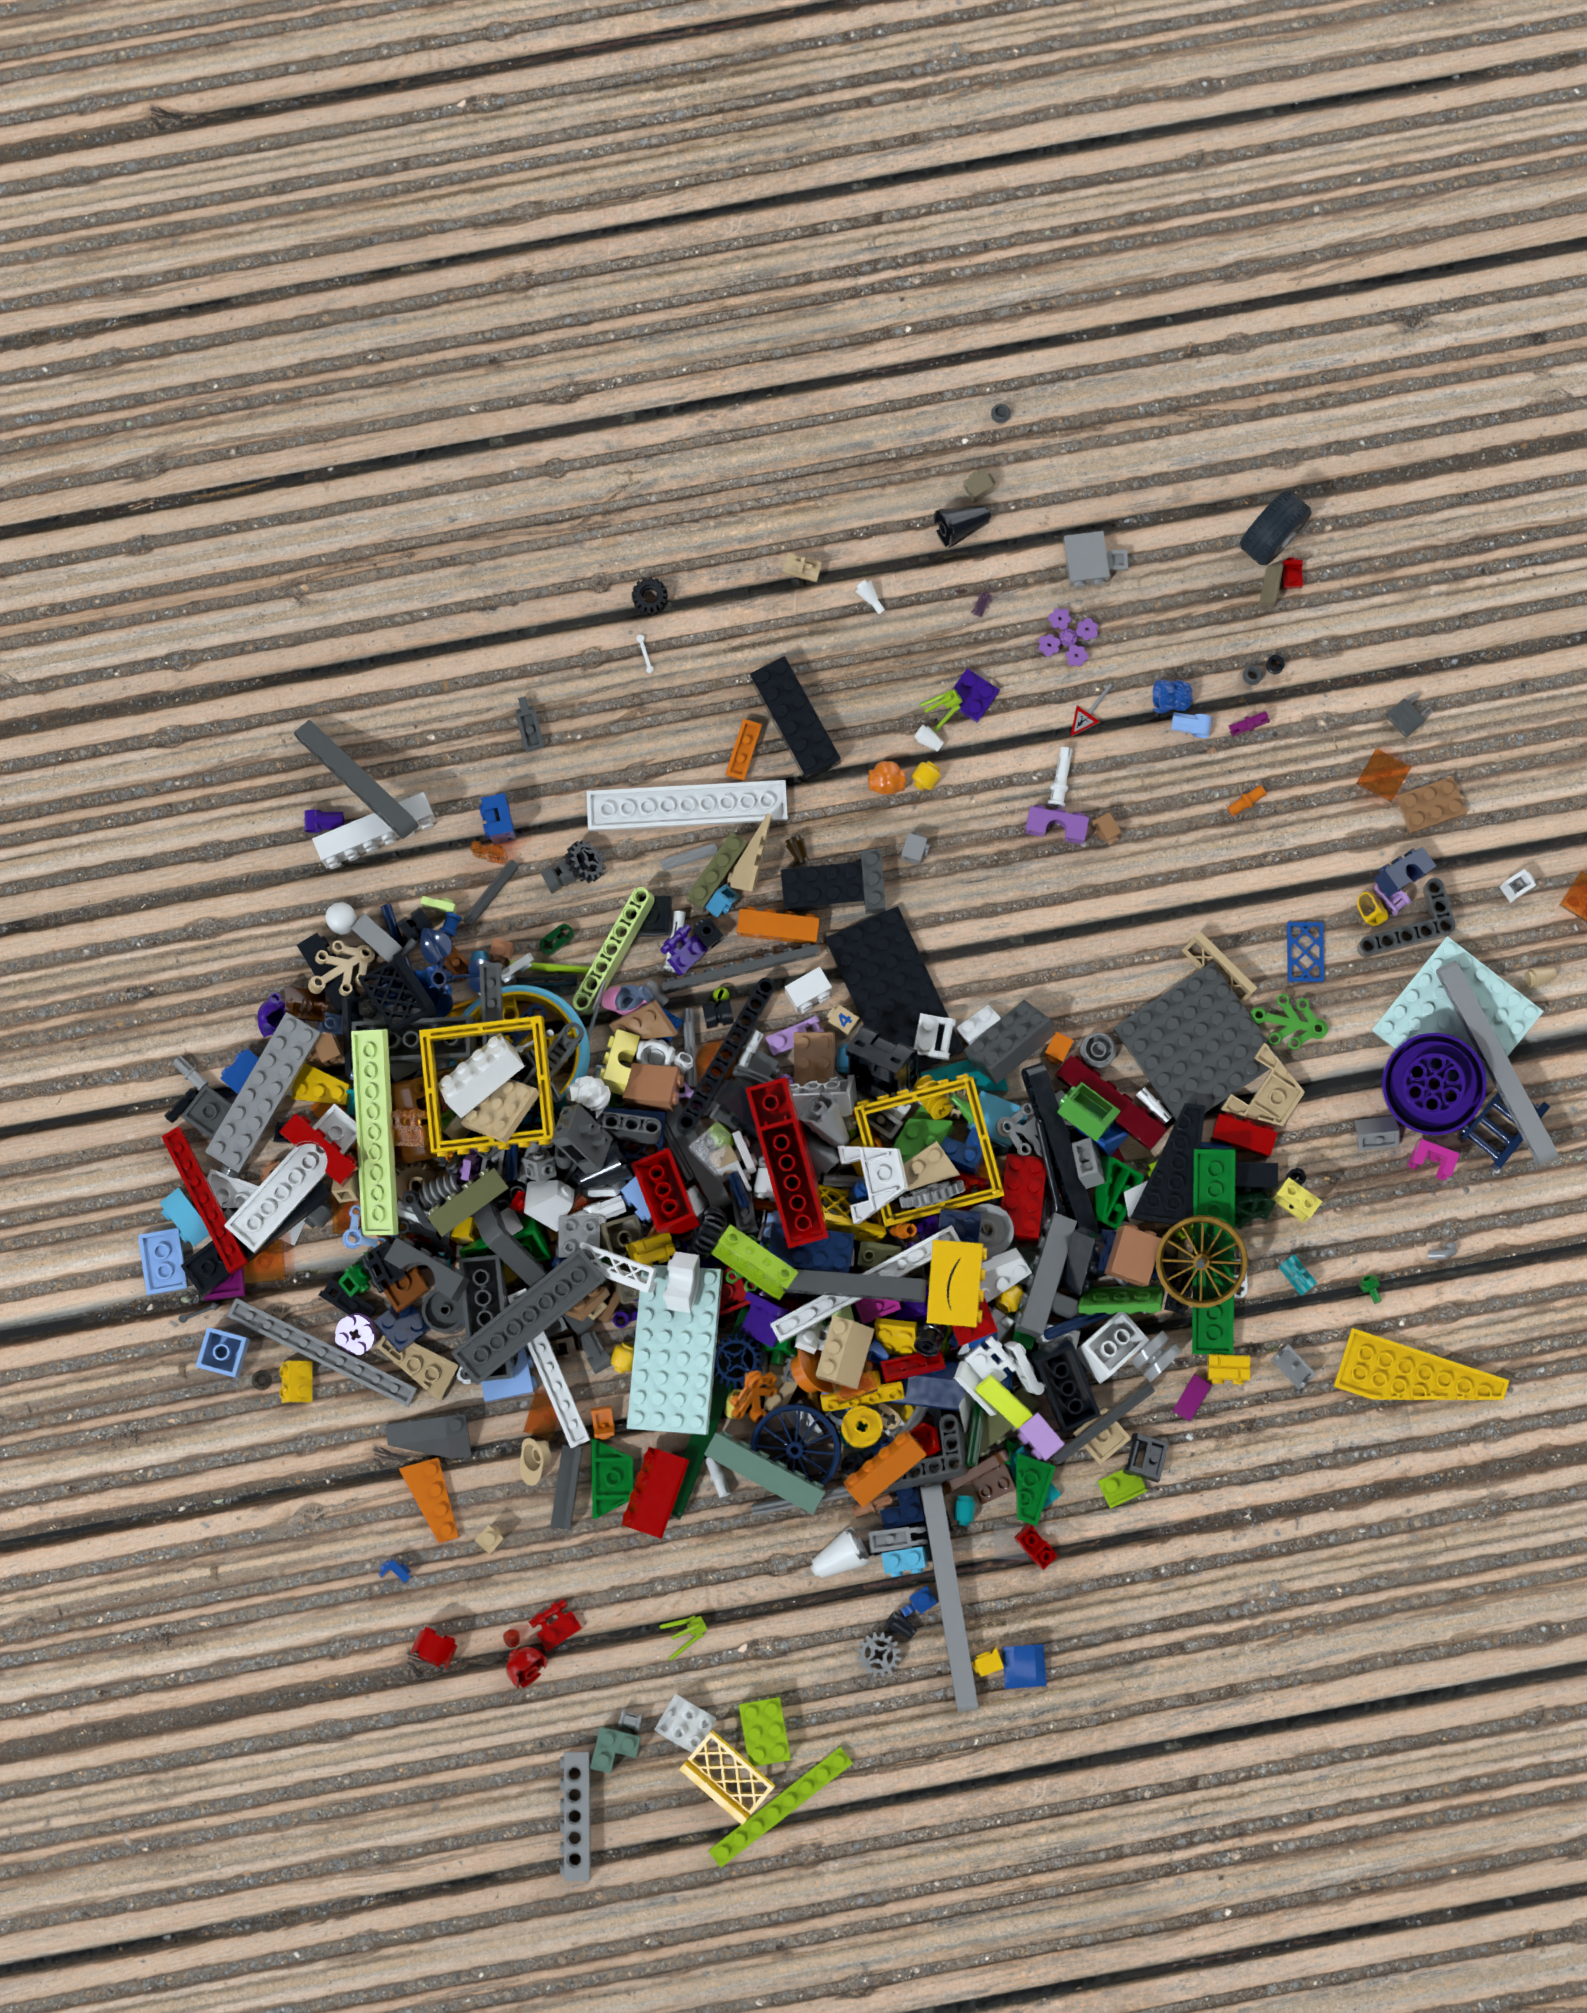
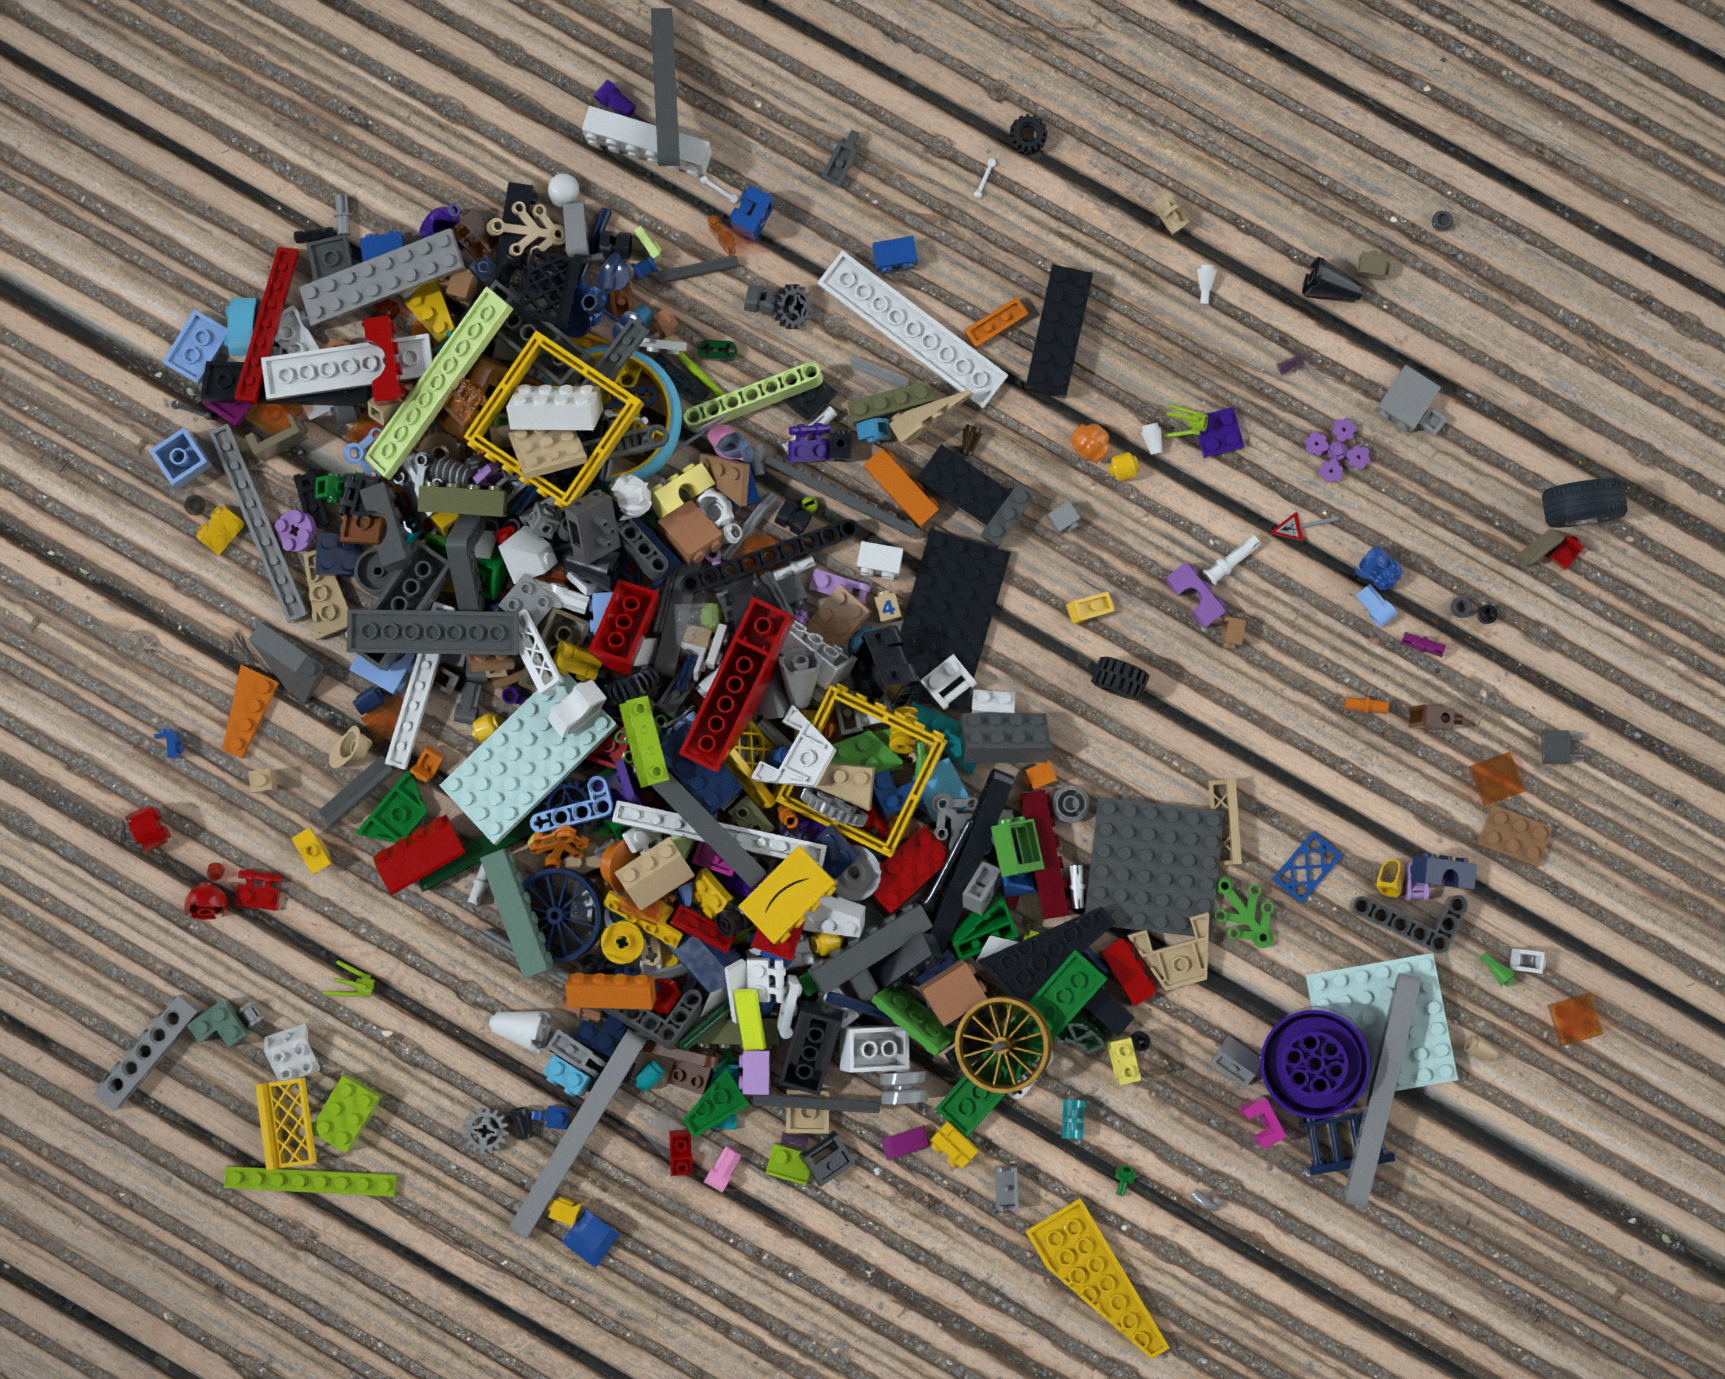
camera: 45 degrees right, 5 degrees up
(284, 1113) = (388, 308): none -> clear red cone
(288, 1277) = (279, 442): none -> dark tan panel
(472, 820) = (733, 198): none -> white hinge
(518, 1412) = (369, 700): none -> dark blue brick
(572, 1559) = (312, 850): none -> yellow brick
(627, 762) = (895, 254): none -> blue brick
(742, 1361) = (571, 810): none -> light blue beam
(989, 897) = (1090, 607): none -> yellow plate
(1055, 928) = (1120, 678): none -> black tyre
(1078, 1536) = (721, 1172): none -> bright pink piece
(1111, 1466) = (794, 1141): none -> clear purple pin
(1301, 769) = (1434, 718): none -> reddish brown torso
(1508, 909) = (1501, 973): none -> bright green cone

